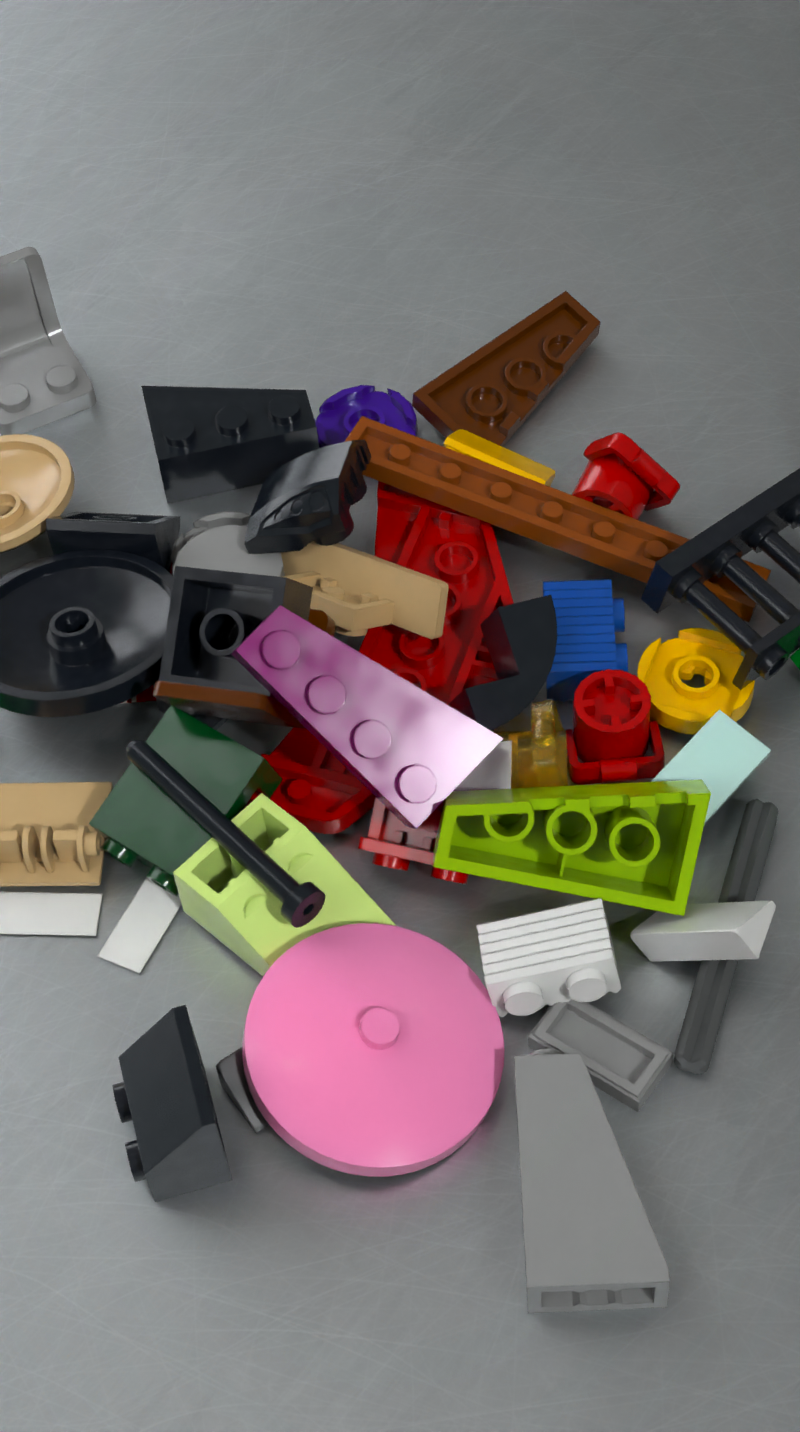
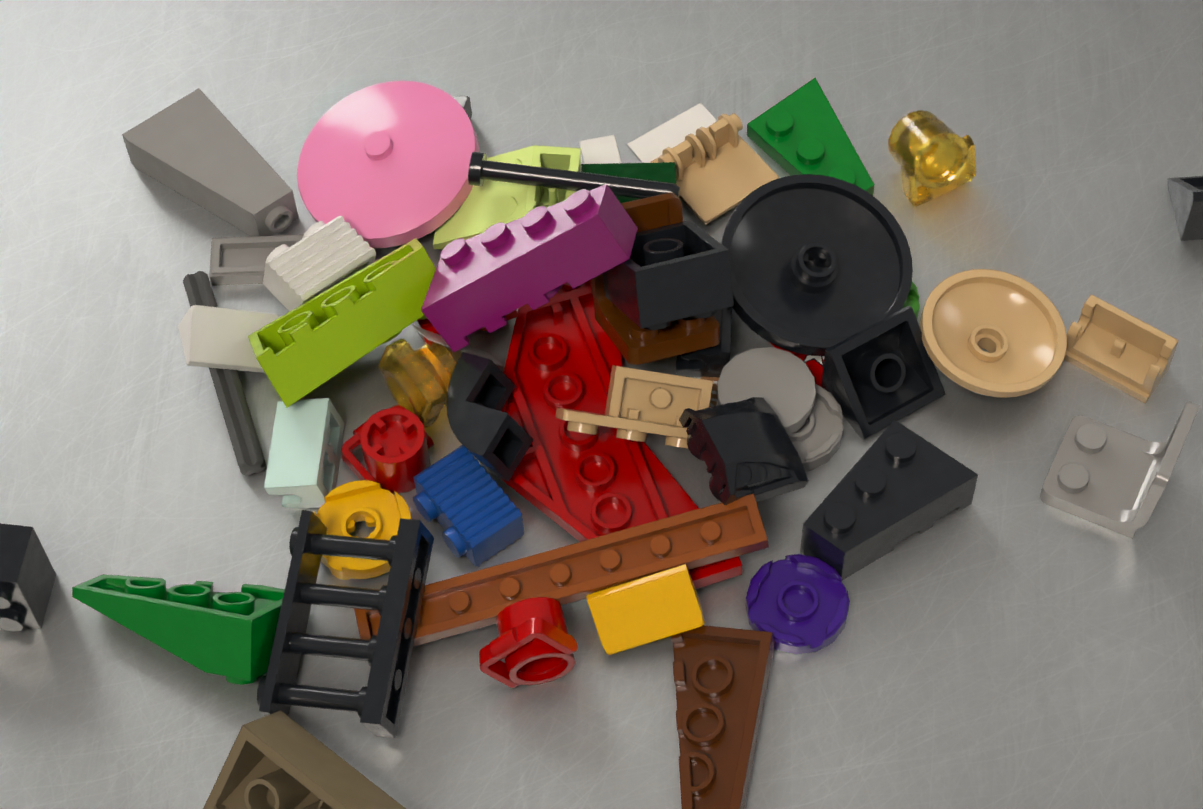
camera: 140 degrees right, 5 degrees up
(170, 1110) = (469, 64): black slope -> none

